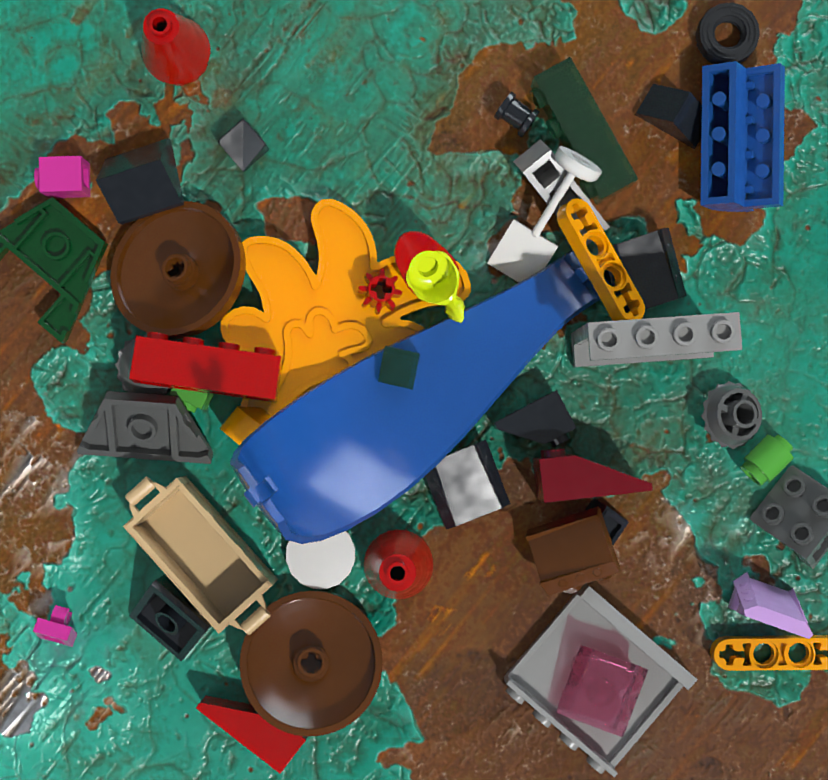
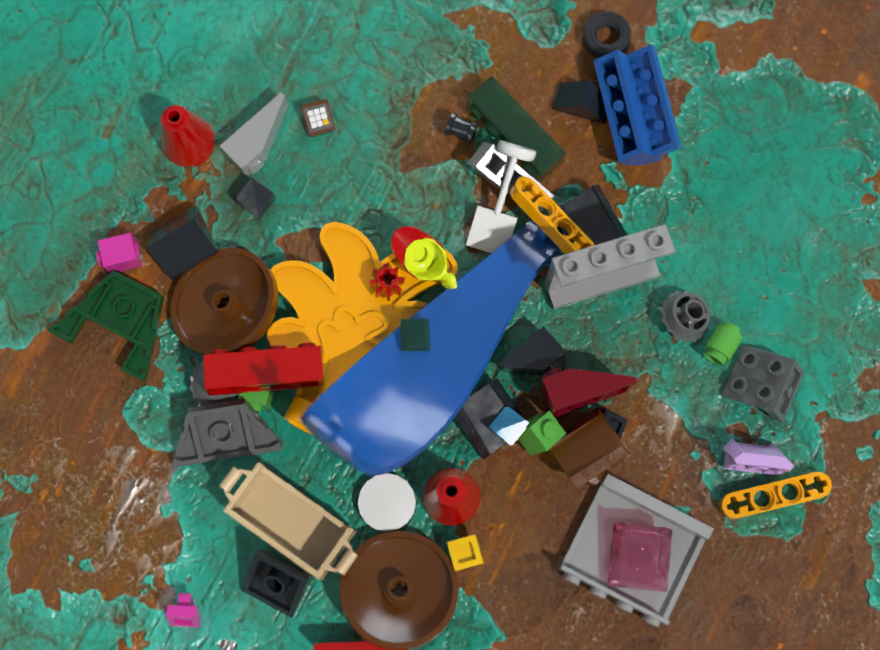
camera: 10 degrees left, 10 degrees down
(257, 70) = (252, 142): none -> light grey slope
(343, 59) = (318, 117): none -> slope
(398, 637) = (465, 552): none -> yellow tile
(485, 501) = (509, 425): none -> dark azure slope
(520, 517) = (541, 433): none -> bright green brick

